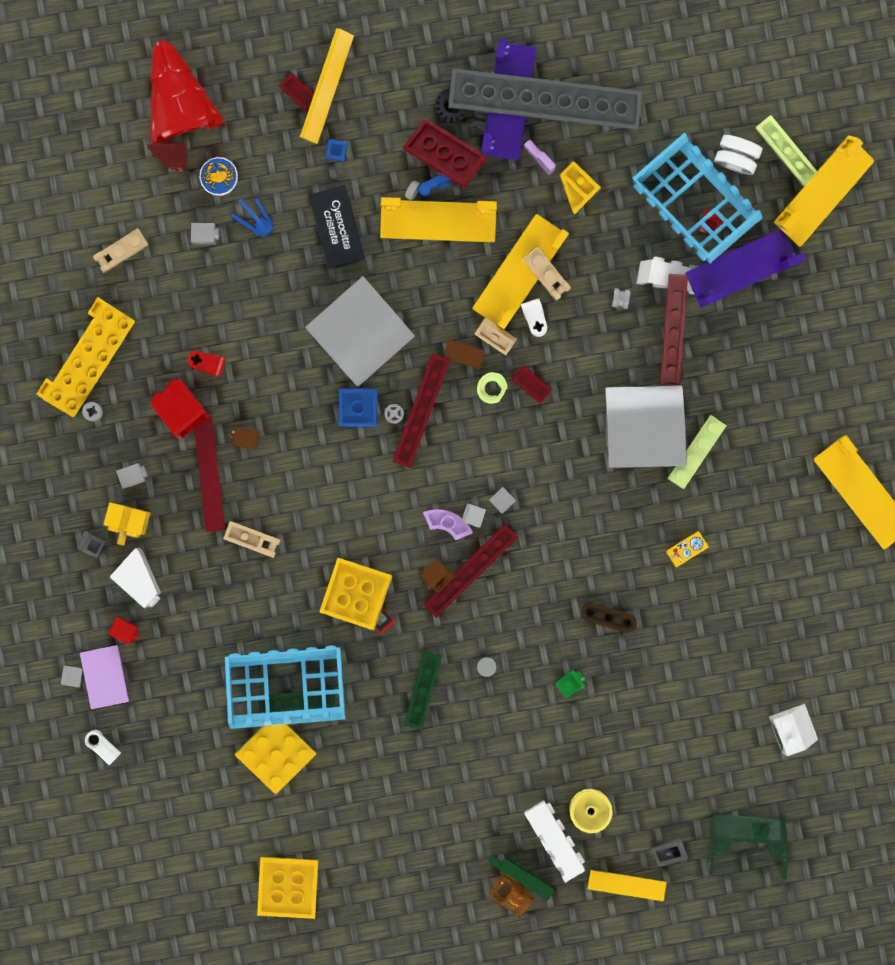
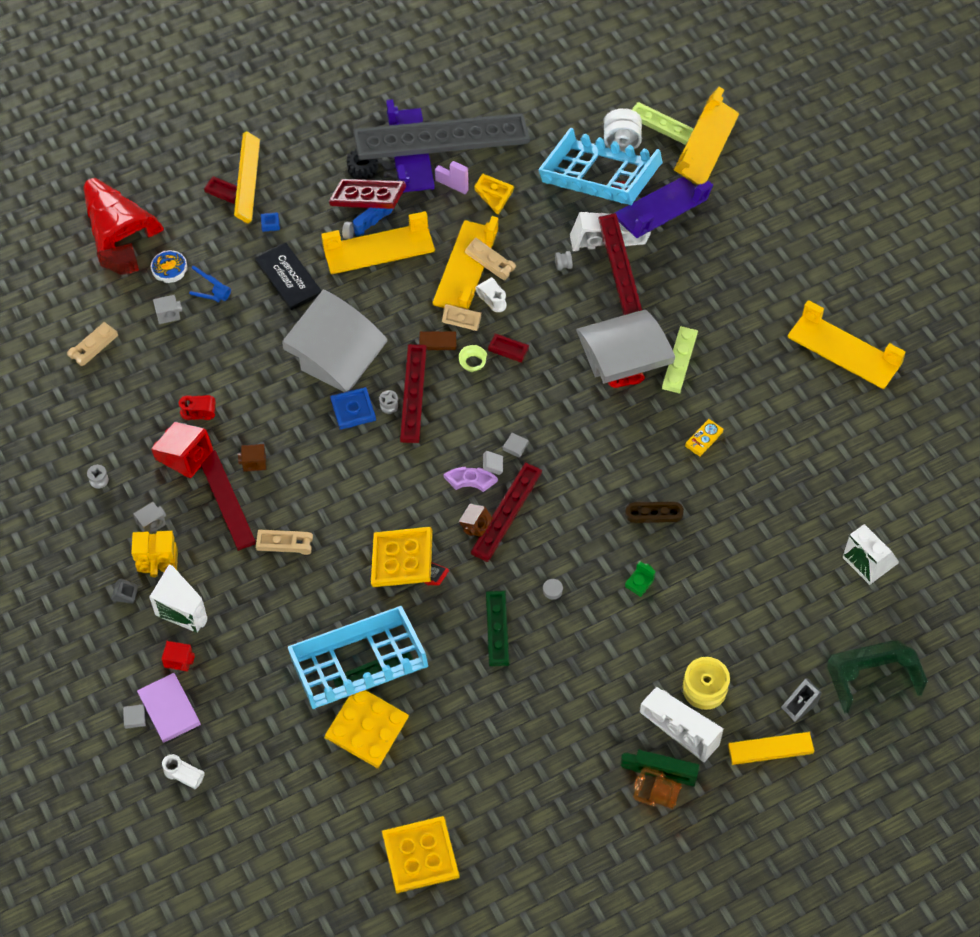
camera: 20 degrees left, 30 degrees down
(87, 359) = (81, 434): yellow bracket -> none

